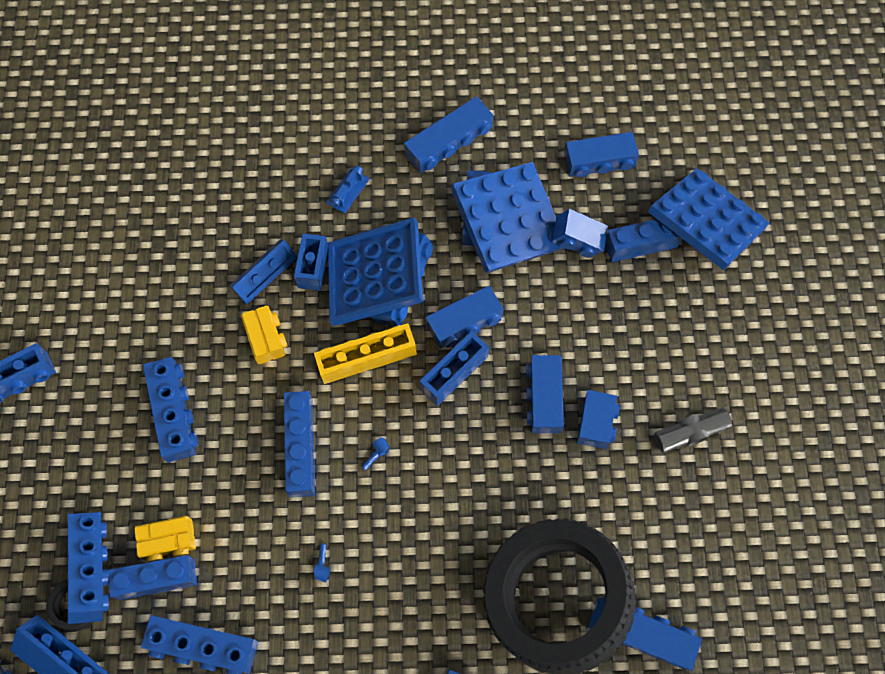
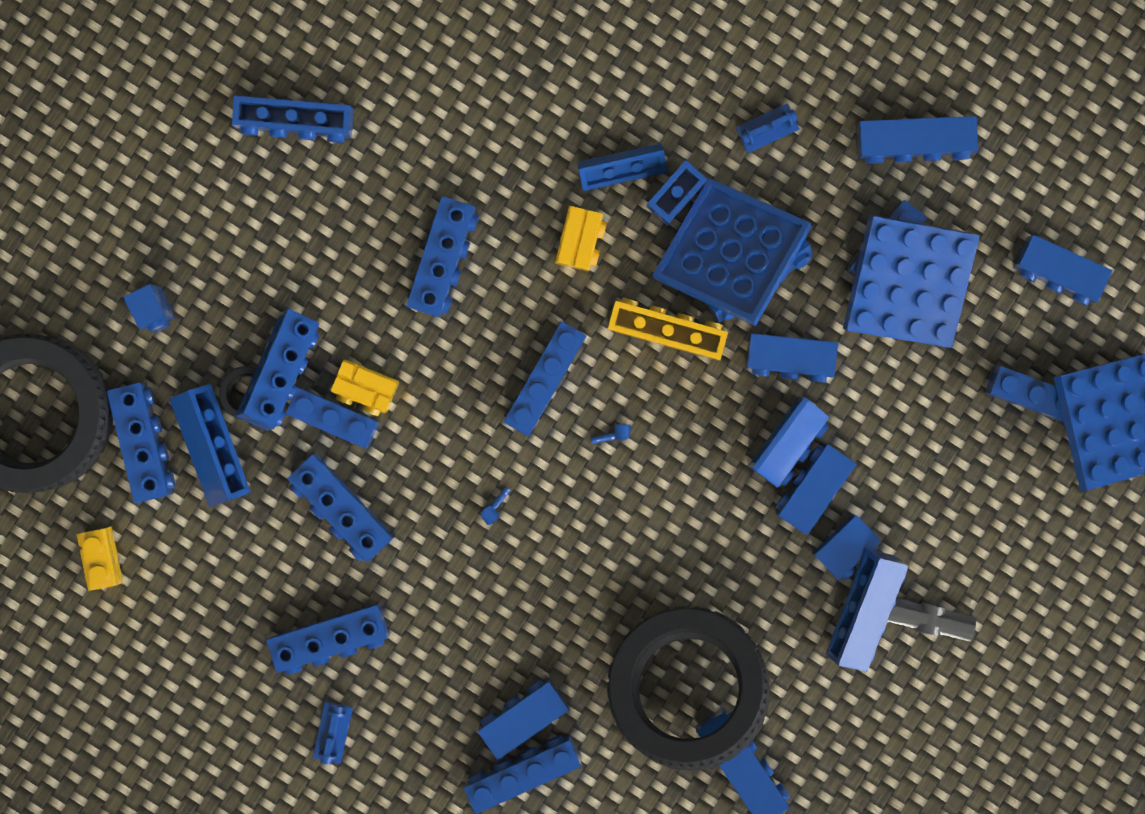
camera: 30 degrees right, 20 degrees up
(454, 368) = (744, 405): blue brick -> none
(505, 373) = (789, 442): none -> slope
(579, 233) = (970, 348): brick -> none
(645, 451) = (866, 610): none -> brick

